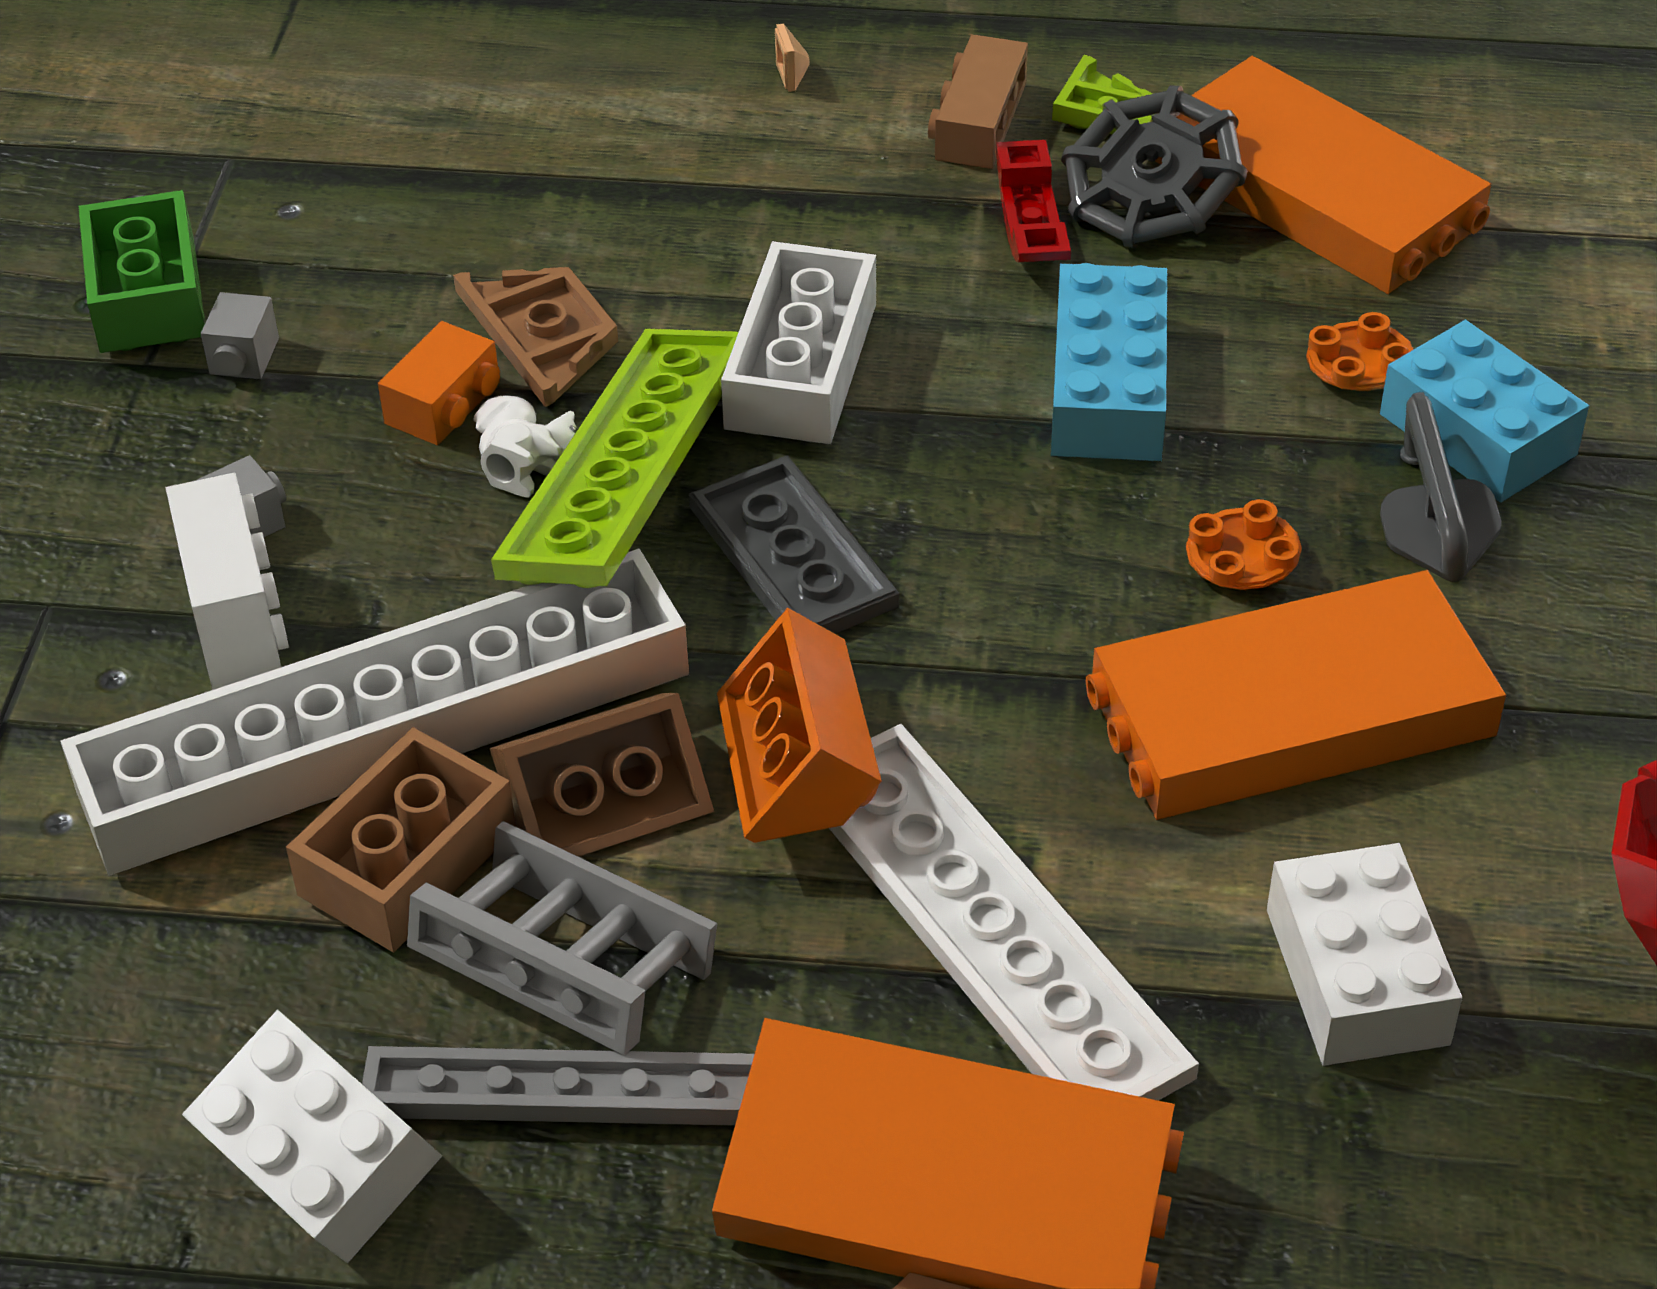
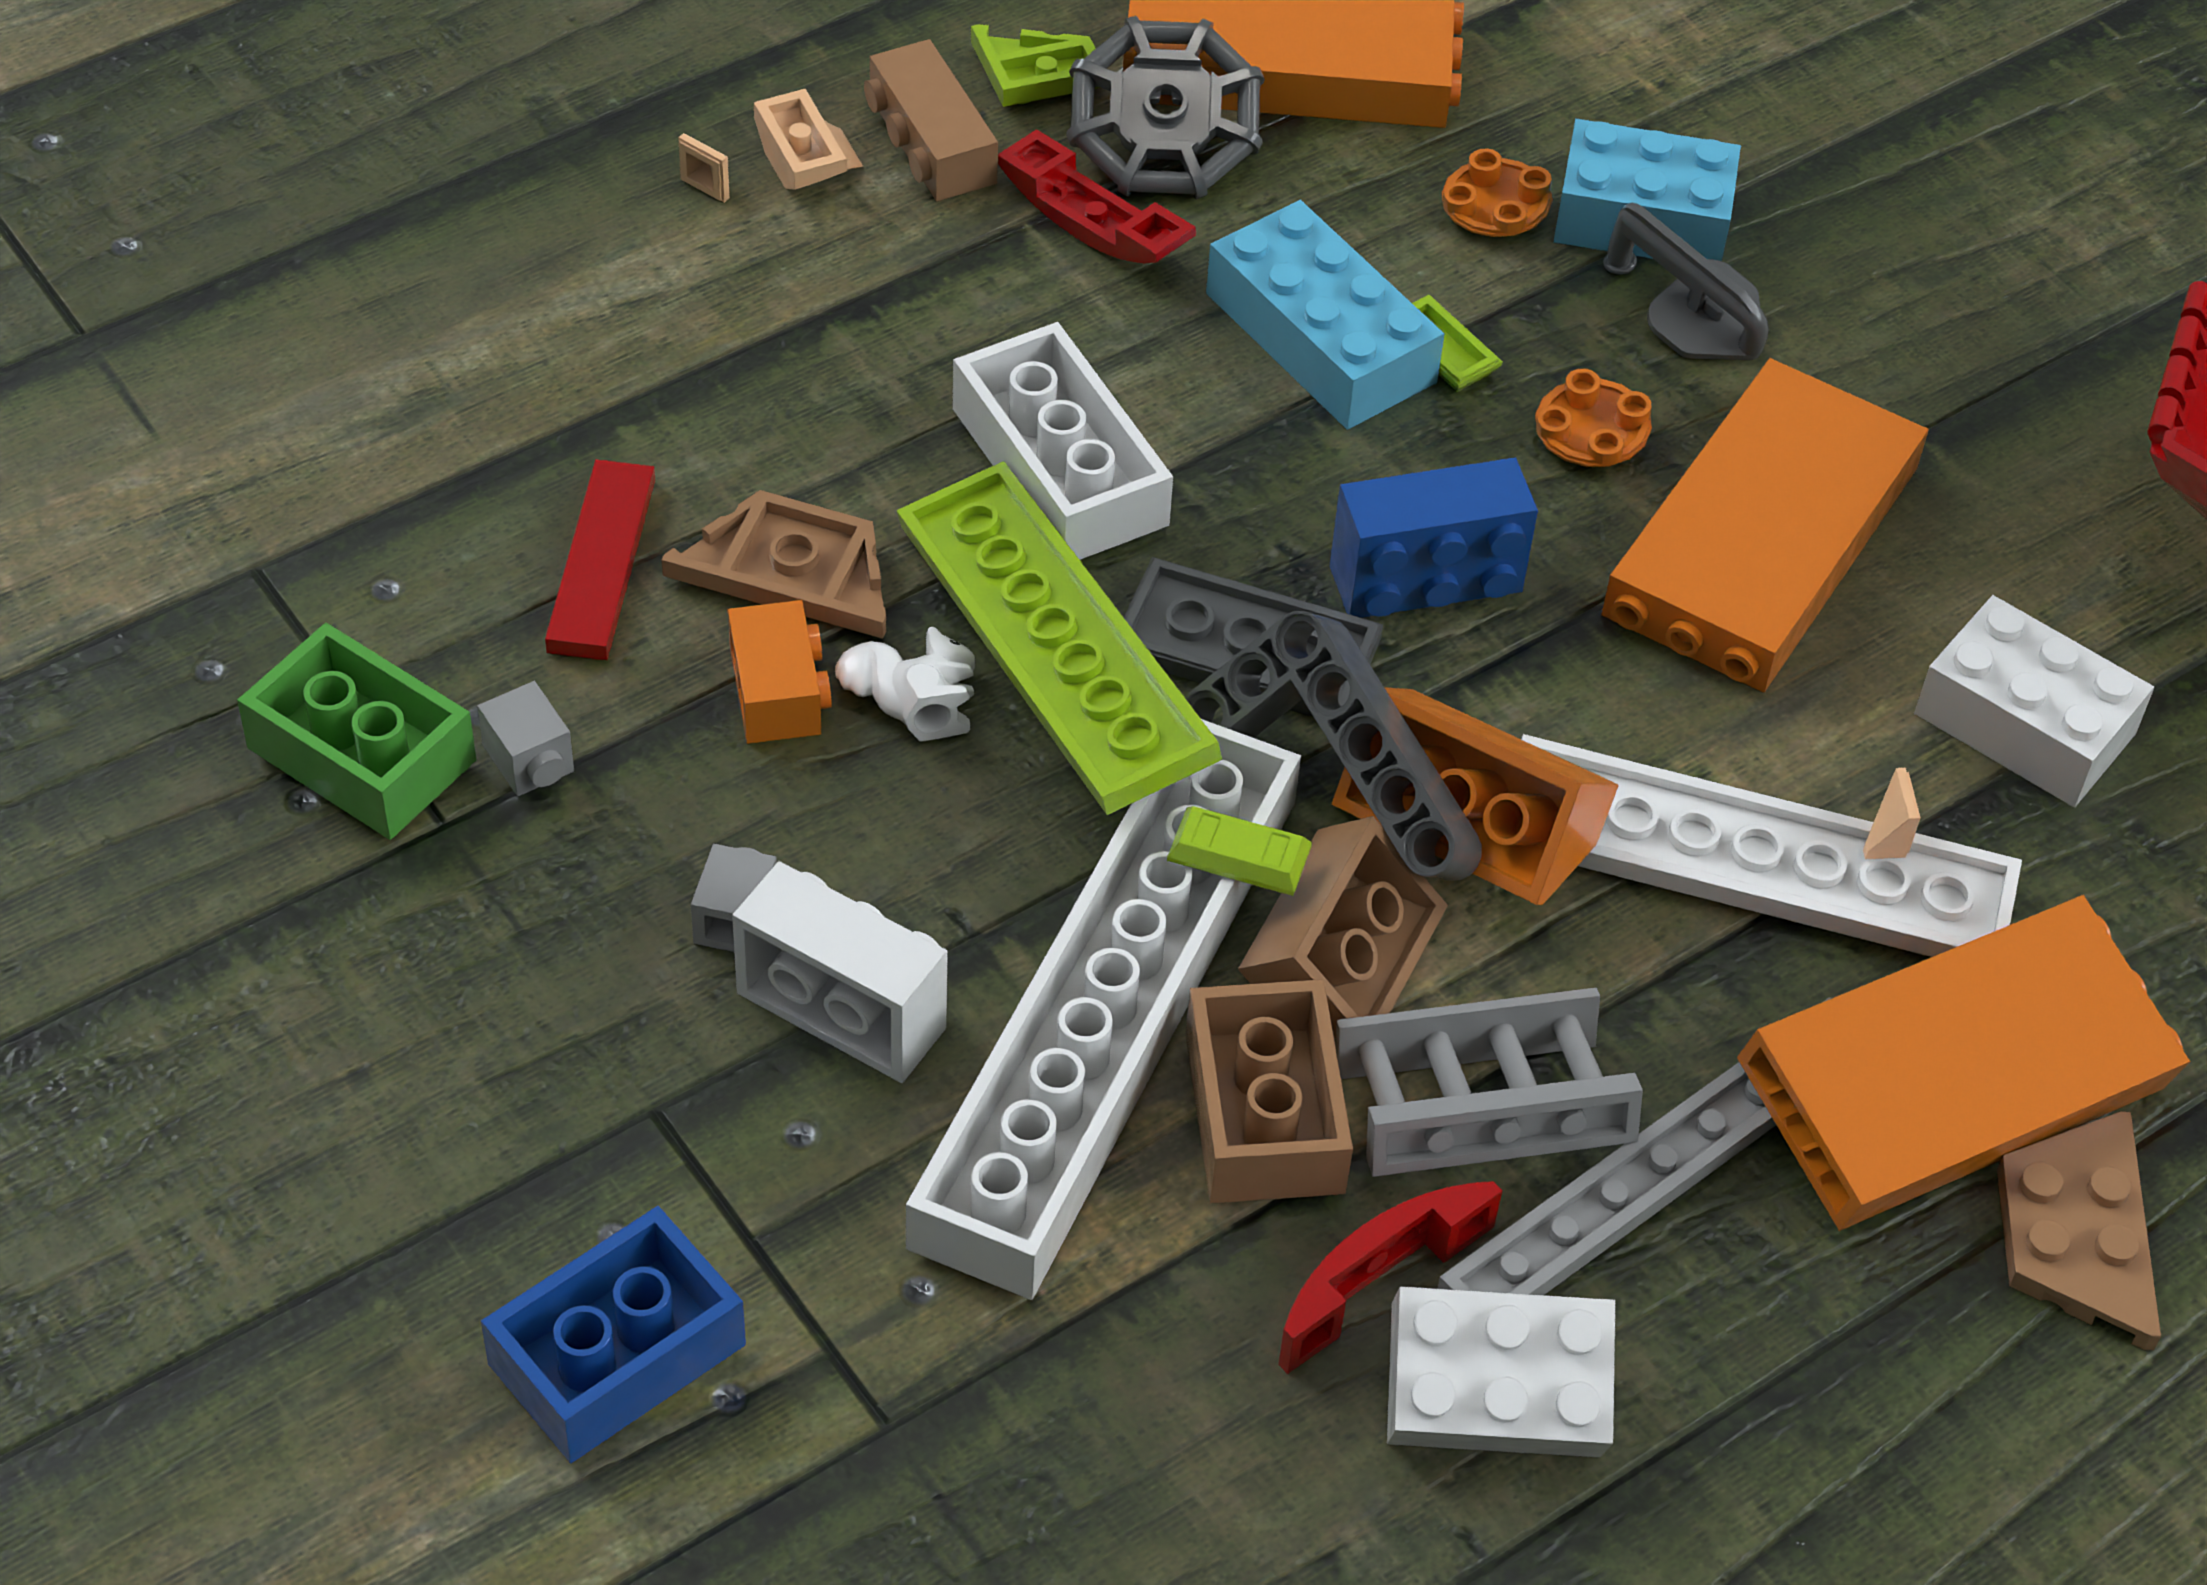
camera: 45 degrees left, 5 degrees up
(341, 999) = (1439, 1219): none -> red slope
(429, 260) = (600, 560): none -> red tile
(555, 658) = (1240, 850): none -> lime tile
(745, 584) = (1349, 731): none -> dark grey beam
(878, 73) = (800, 141): none -> light nougat slope
(985, 545) = (1432, 538): none -> blue brick
(1106, 957) = (1895, 821): none -> light nougat slope
(1192, 434) = (1463, 355): none -> lime tile

